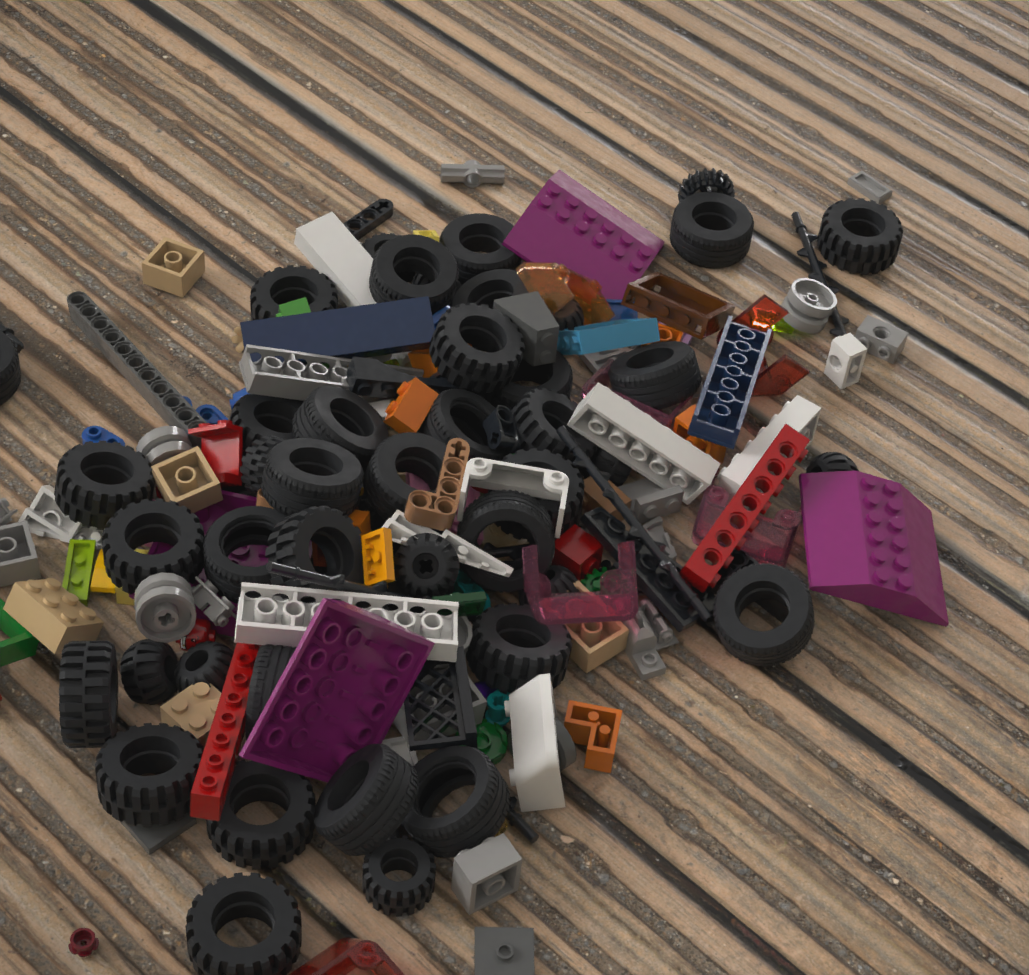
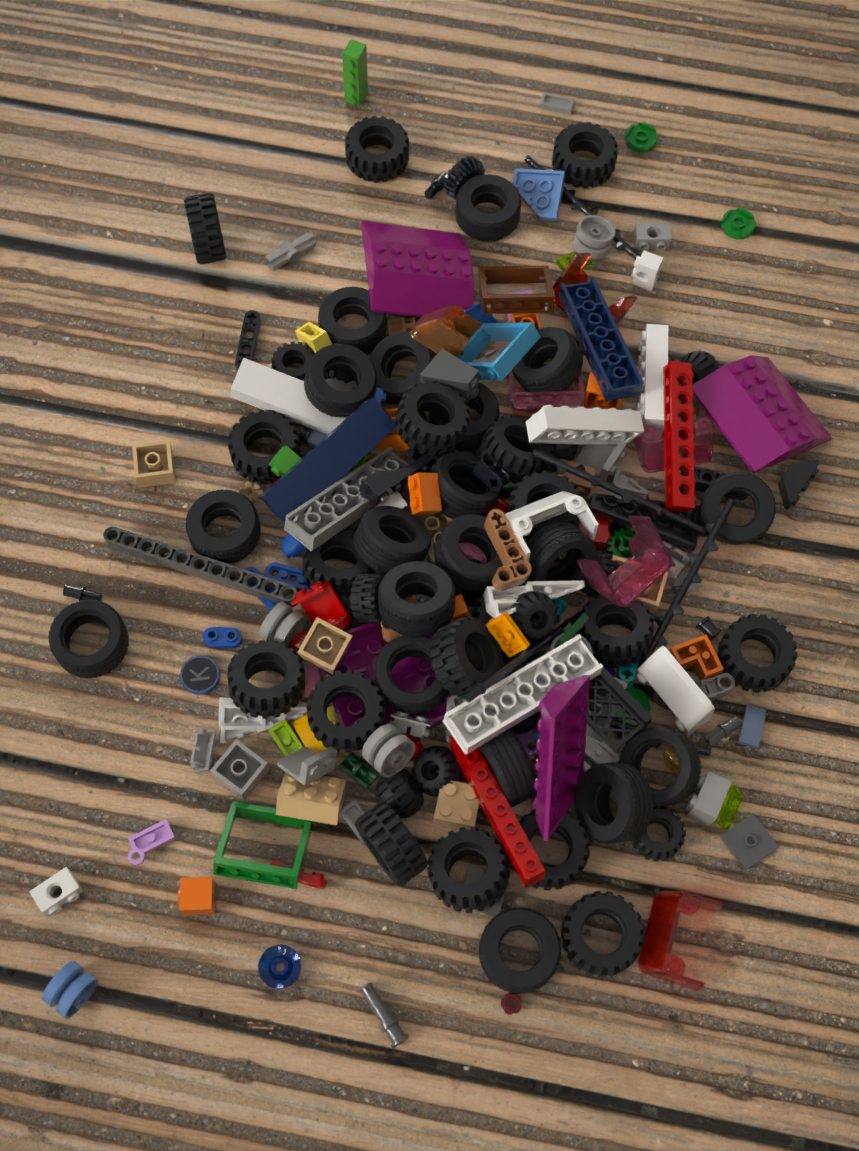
camera: 30 degrees left, 20 degrees up
(44, 459) = (200, 675): none -> black tile
(77, 579) = (307, 765): none -> light grey bracket
(125, 625) = (358, 770): none -> dark green hips
(144, 922) = (540, 929): none -> black tyre
(191, 327) = (219, 504): none -> black tyre
(396, 107) = (205, 228): none -> black tyre
(507, 902) = (729, 807): none -> clear neon green plate
(568, 826) = (723, 730): none -> dark grey axle
(594, 778) = (712, 688): none -> light grey piece
(606, 841) = (752, 726): none -> sand blue slope
(635, 133) = (377, 132): none -> black tyre
(636, 718) = (708, 628): none -> black bush
(652, 648) = (692, 577): none -> black plant
(661, 58) = (355, 72): none -> bright green brick
(665, 796) = (770, 634): none -> black tyre
(667, 193) = (436, 186): none -> black axle
(785, 245) = (541, 191): none -> medium blue plate
(867, 636) = (796, 480): none -> black slope
(943, 256) = (641, 137): none -> green tile
(996, 378) = (738, 223): none -> green tile

